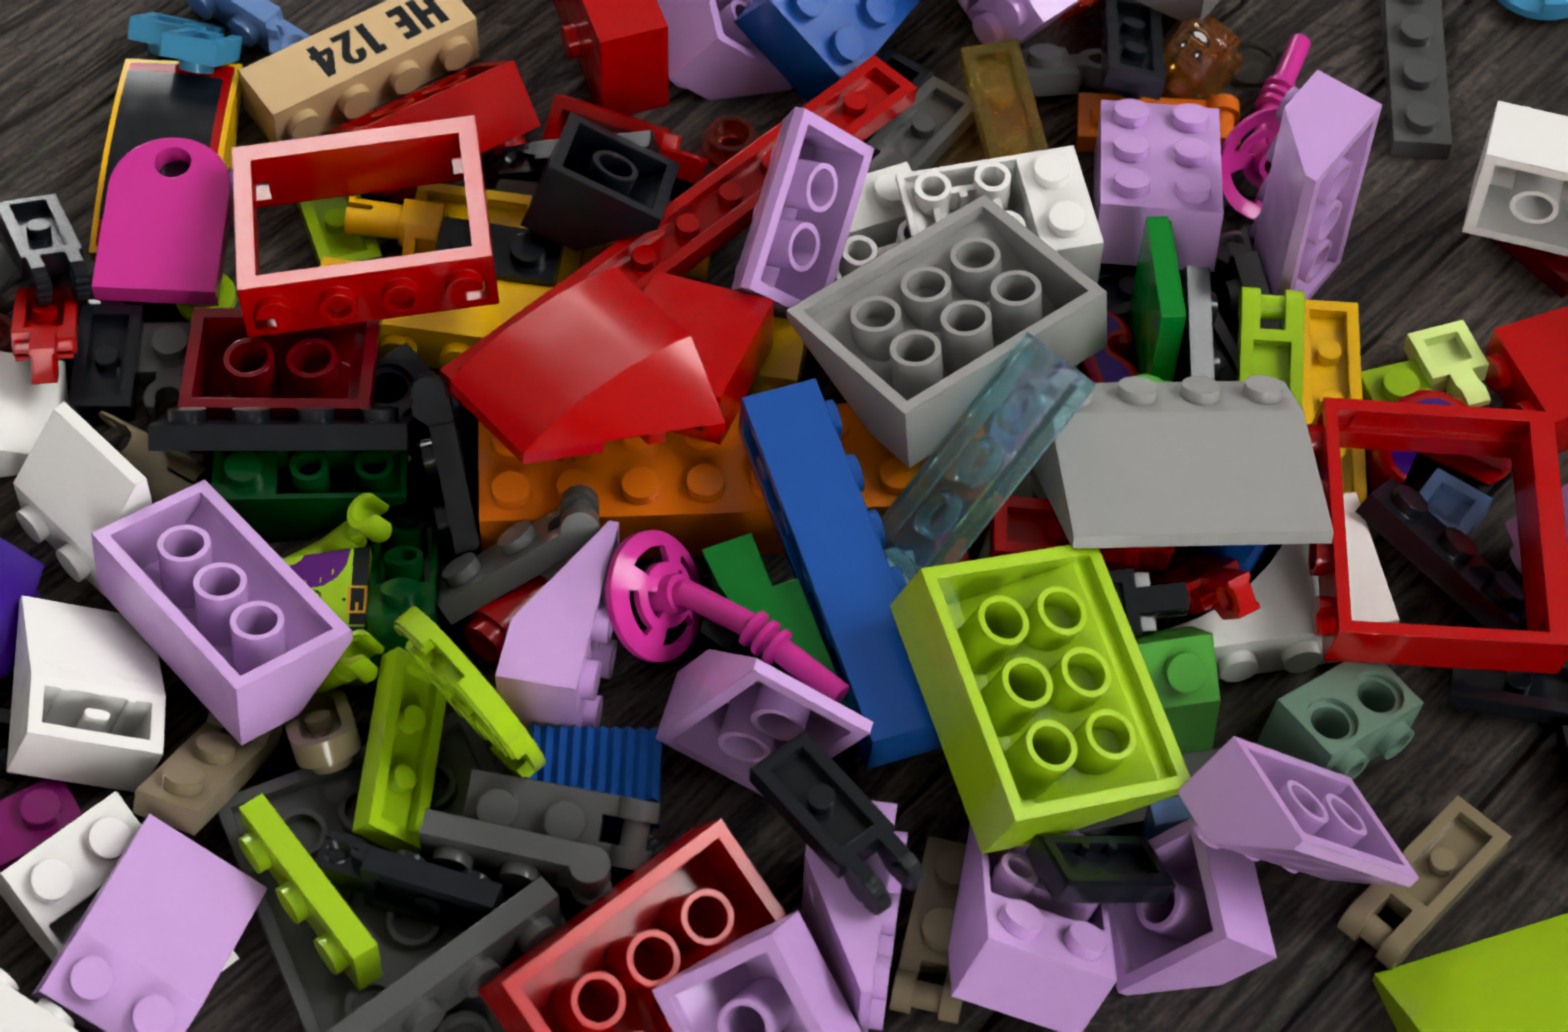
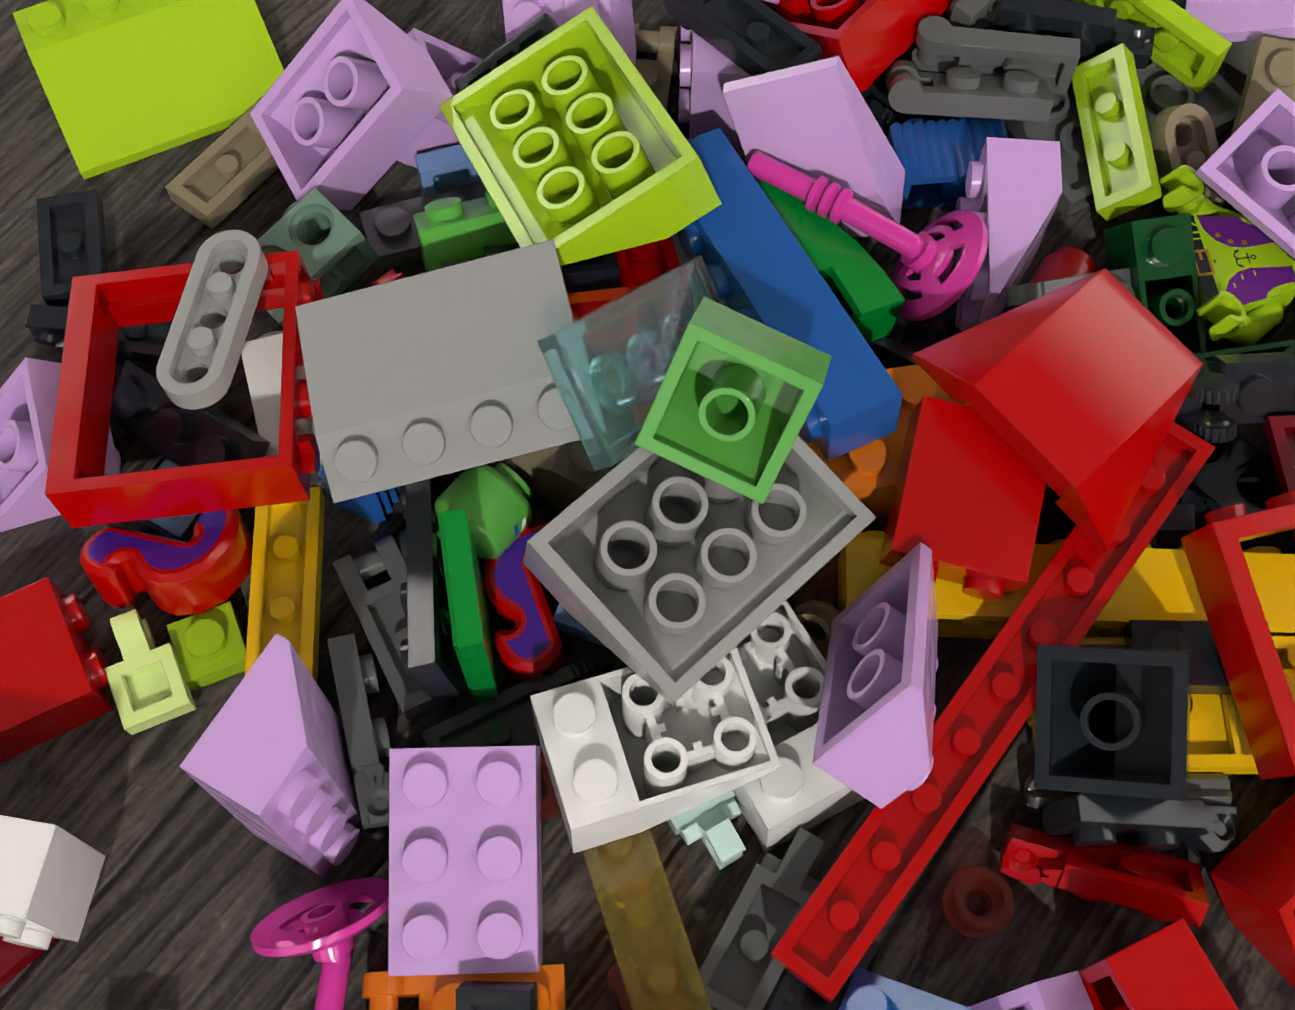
camera: 175 degrees right, 10 degrees up
(469, 693) = (1091, 99): lime tile -> none
(906, 362) = (733, 400): none -> bright green slope
(1272, 351) = (346, 591): lime plate -> none
(1419, 520) = (211, 298): none -> light grey plate

